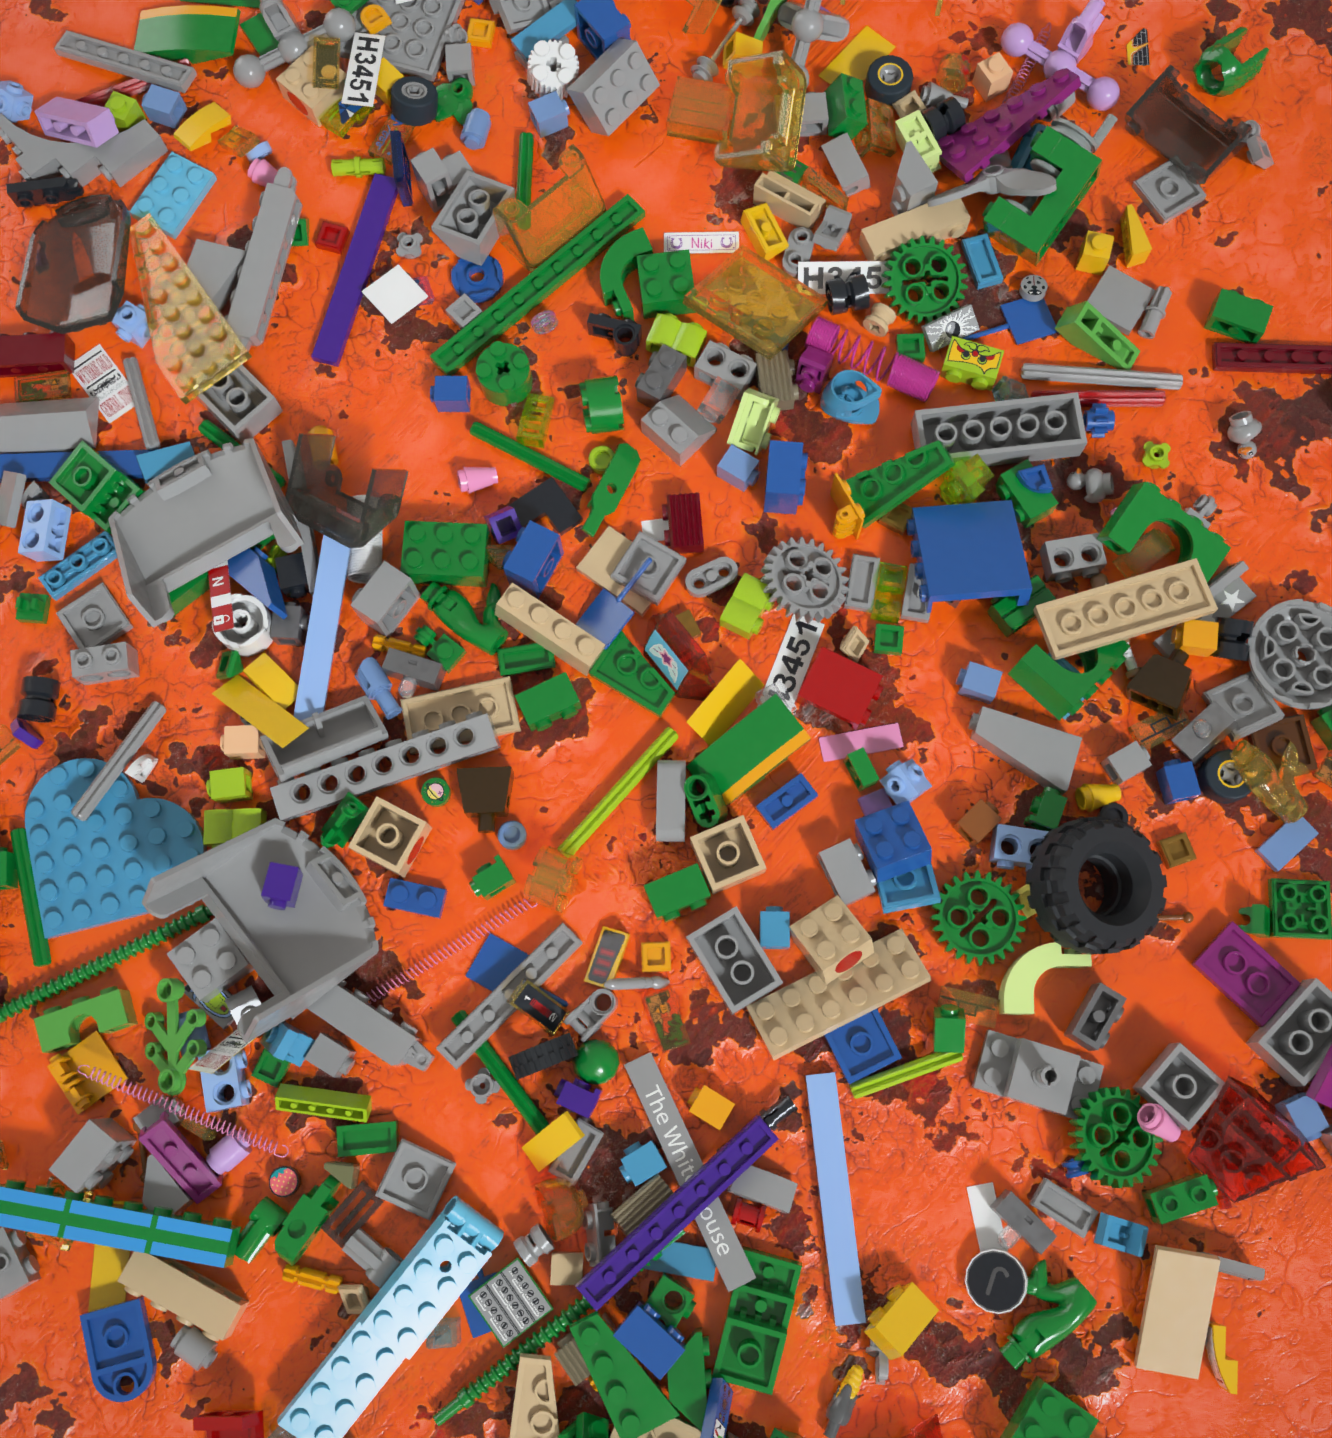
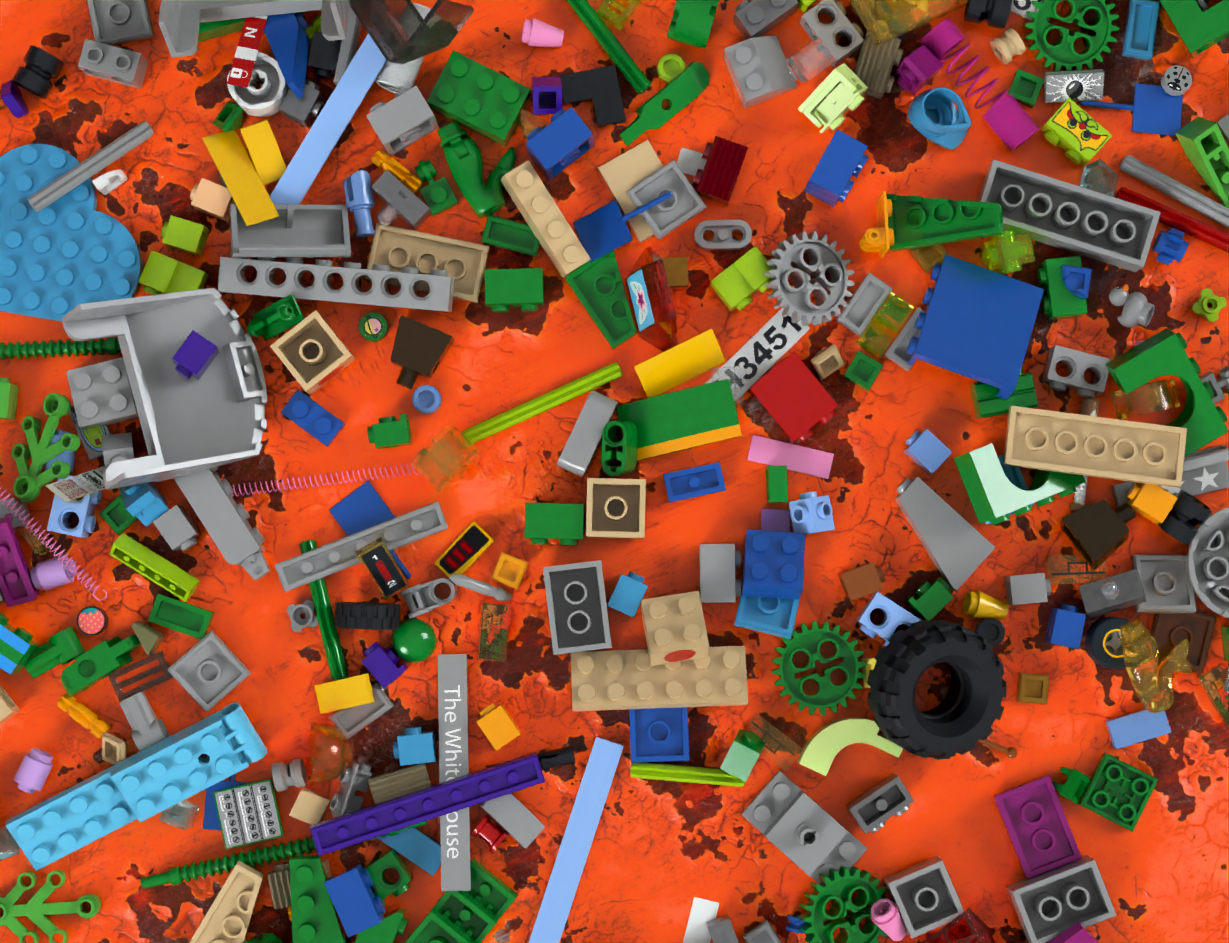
camera: 20 degrees right, 10 degrees up
(285, 1355) = (34, 770): none -> lavender brick
(738, 468) = (798, 138): medium blue brick -> none

